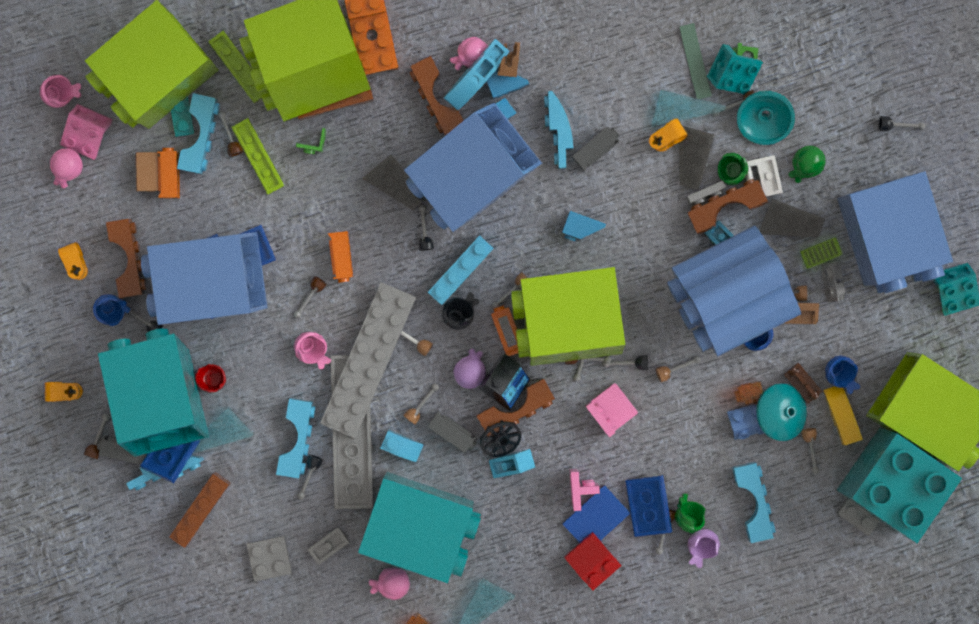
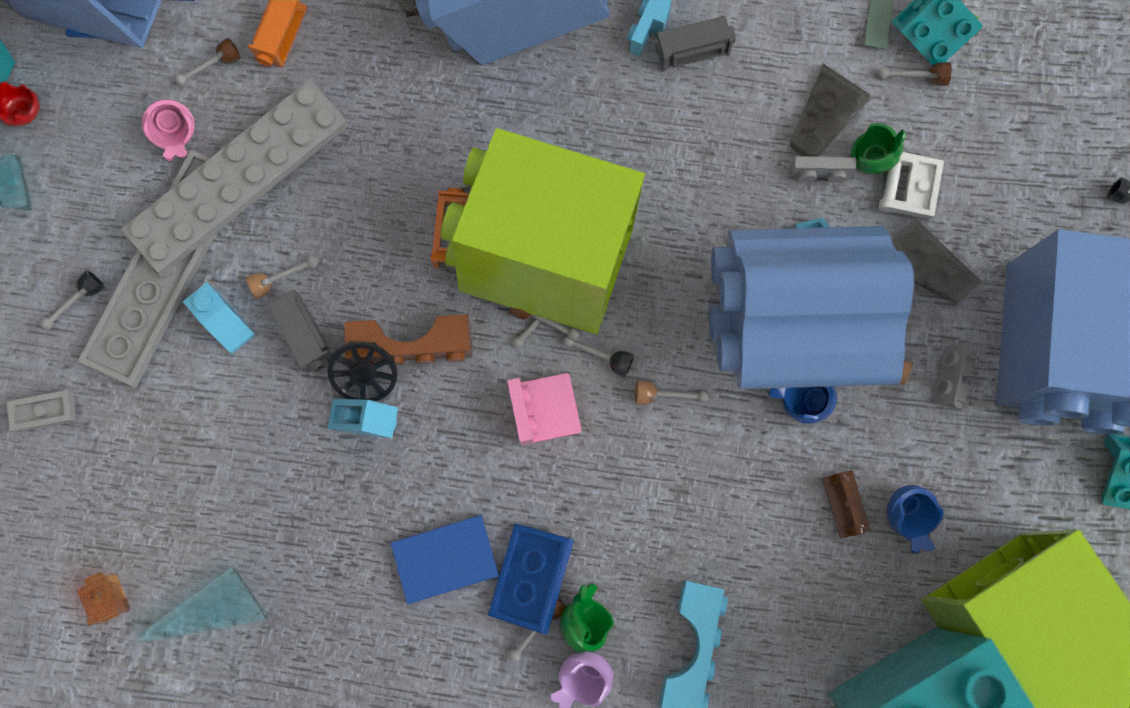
camera: 30 degrees right, 10 degrees down
(299, 413) = (104, 214): medium azure arch -> none
(392, 583) = (96, 510): bright pink hat -> none
(420, 528) = (160, 437): teal brick -> none
(423, 346) = (324, 197): medium nougat hinge -> none
(425, 242) = (400, 64): hinge -> none
(459, 312) = (396, 170): black hat -> none
(460, 270) = (428, 117): medium azure brick -> none
(470, 370) = (371, 259): lavender hat -> none
(505, 381) = (410, 294): black slope -> none
(577, 489) = (436, 497): bright pink bracket -> none
(580, 226) = (624, 135): dark azure slope -> none
(592, 561) = (405, 621): red slope -> none
(669, 134) = (805, 68): light orange piece -> none
(682, 107) = (834, 42): clear light blue wing -> none
(705, 216) = (884, 194): dark orange arch -> none
(744, 422) = (741, 522): medium blue bracket -> none
(748, 392) = (760, 479): clear orange brick -> none
(769, 127) = (978, 107): teal dish -> none
(774, 415) = (784, 530): teal dish -> none
(807, 163) = (987, 193): green hat -> none
(808, 315) = (887, 402): medium nougat hinge -> none
(810, 435) = (822, 589): hinge -> none
(821, 252) = (952, 328): clear neon green tile -> none
(842, 415) = (887, 581): yellow slope -> none

